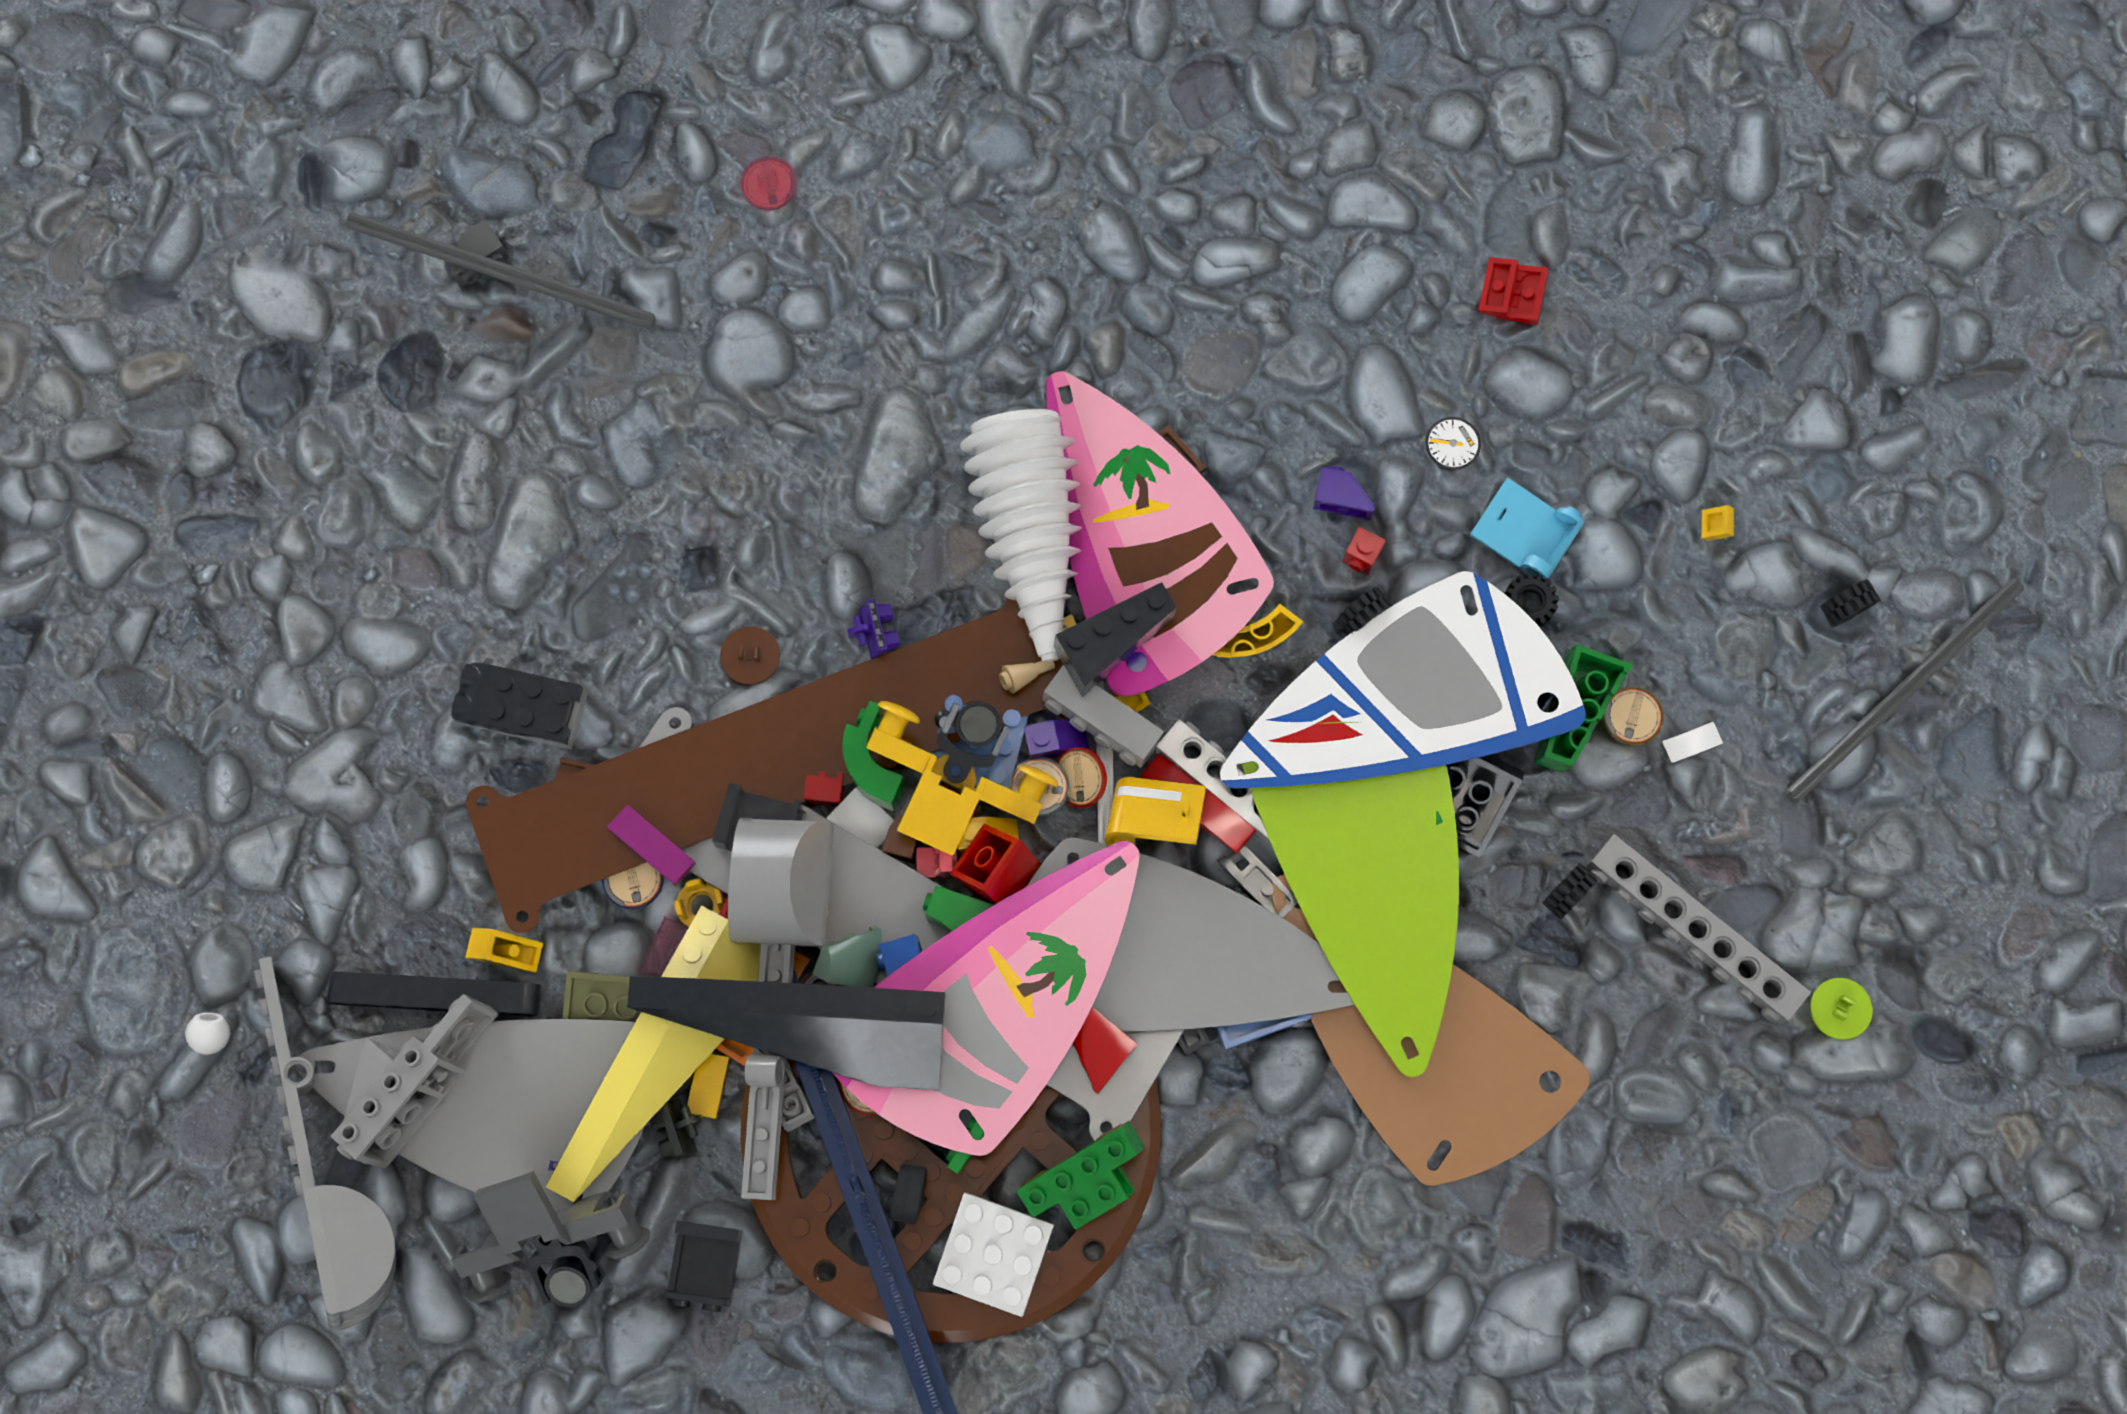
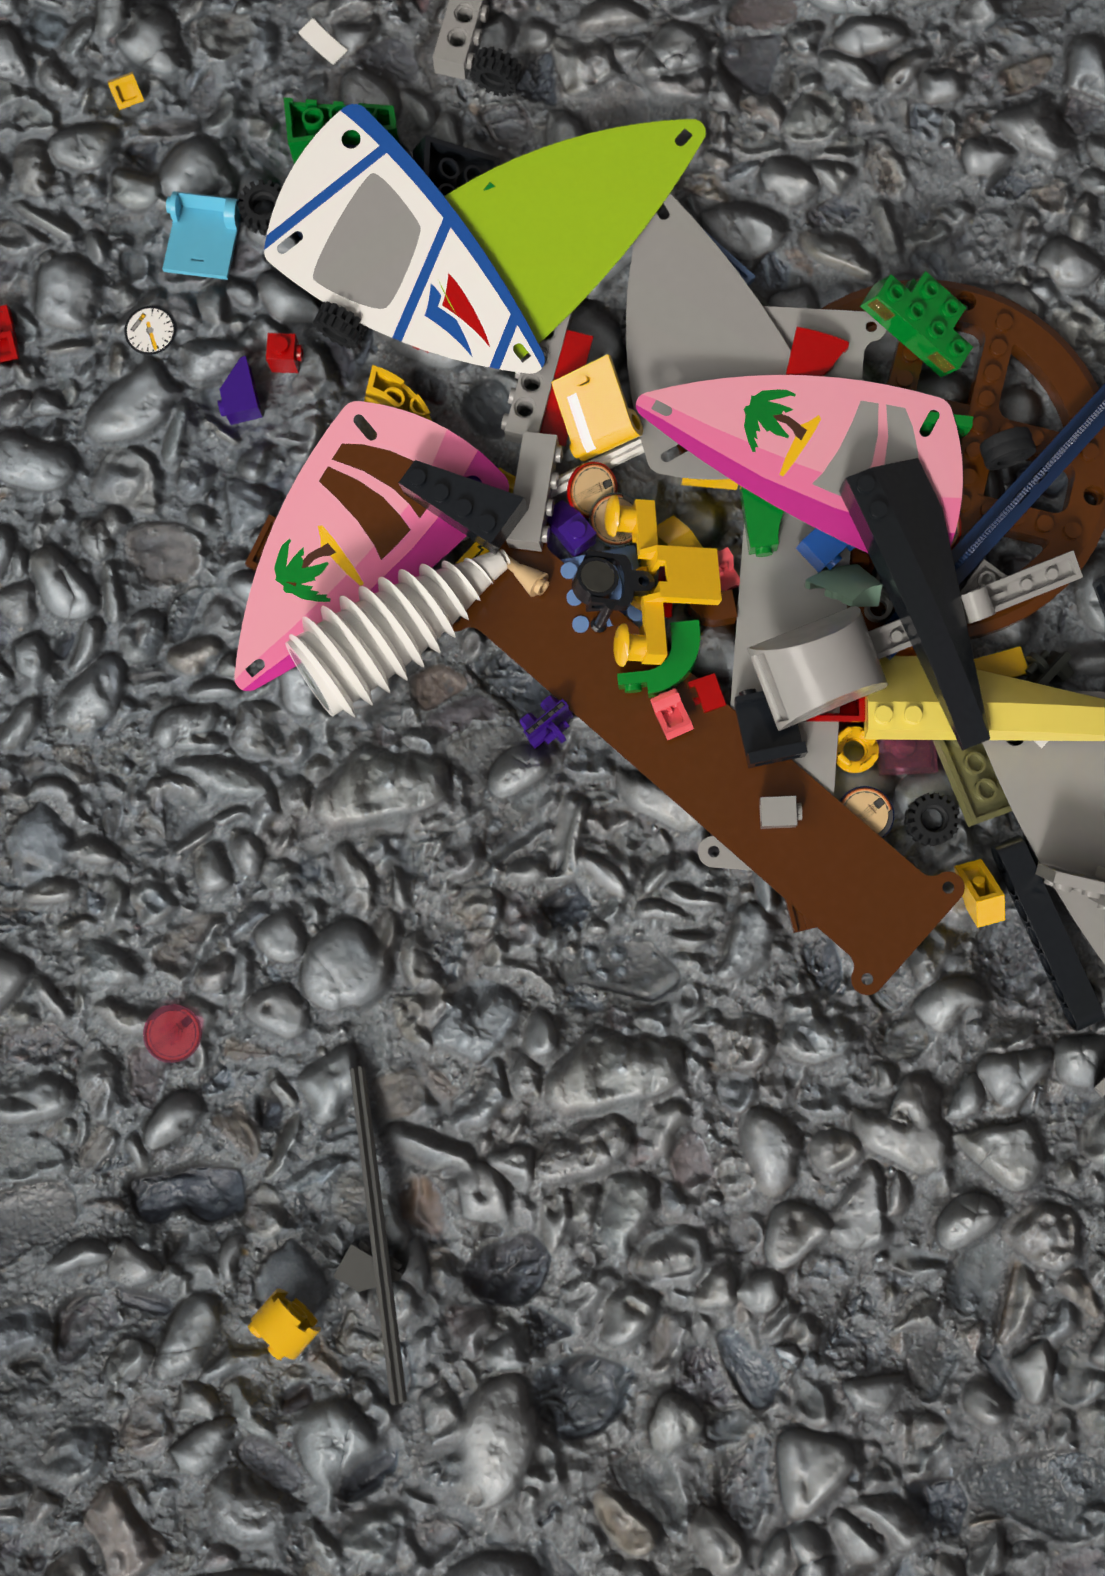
camera: 115 degrees left, 5 degrees up
(467, 163) = (284, 1325): none -> yellow brick
(519, 704) = (767, 995): black piece -> none
(614, 942) = (948, 814): none -> black tyre
(651, 845) = (832, 809): magenta tile -> none
(674, 792) = (779, 812): none -> light grey brick
(750, 655) = (621, 821): reddish brown piece -> none
(818, 740) = (671, 714): none -> coral bracket
(862, 818) = (716, 652): white sticker -> none
(993, 1254) = (1013, 369): white plate -> none
(995, 865) = (708, 512): red slope -> none
(1257, 880) = (607, 311): plate -> none
(1477, 1084) = (678, 78): medium nougat piece -> none
(1633, 716) = (325, 83): piece -> none

